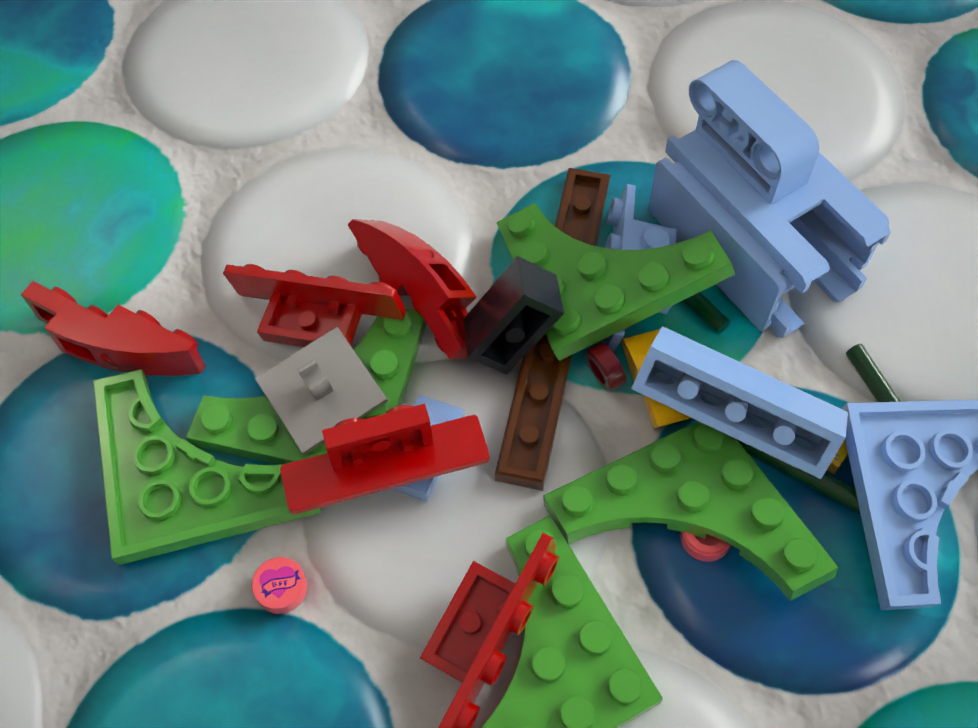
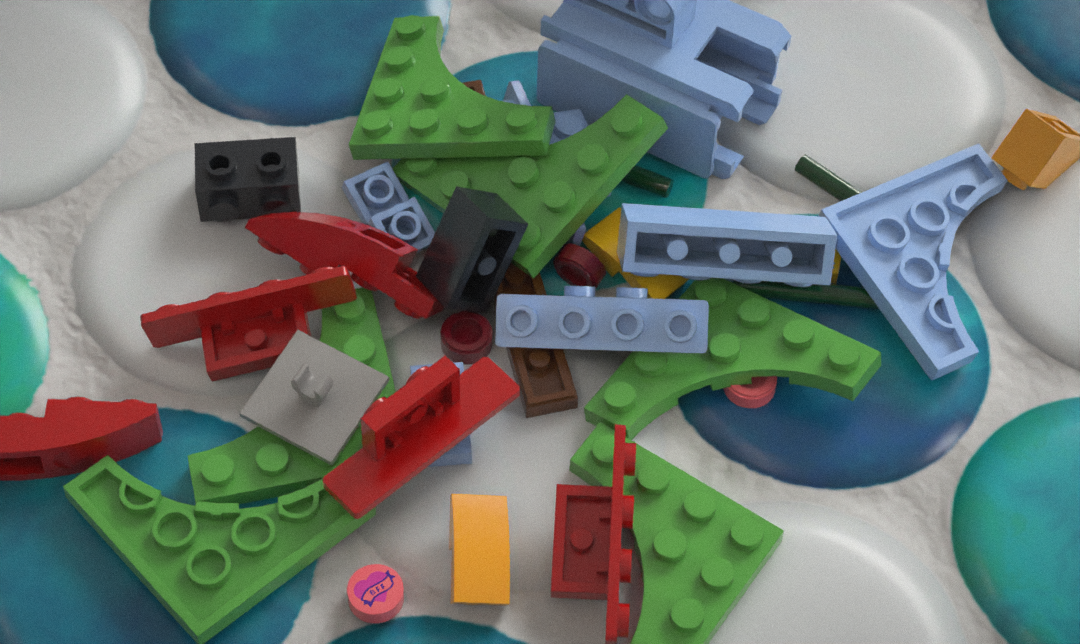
camera: 30 degrees left, 5 degrees down
(380, 186) = (246, 178): none -> black brick
(381, 588) = (479, 550): none -> light orange slope
(477, 251) = (385, 206): none -> light blue slope
(481, 389) = (466, 337): none -> dark red tile
(548, 188) = (427, 113): none -> bright green plate
(597, 426) = (602, 323): none -> light blue bracket

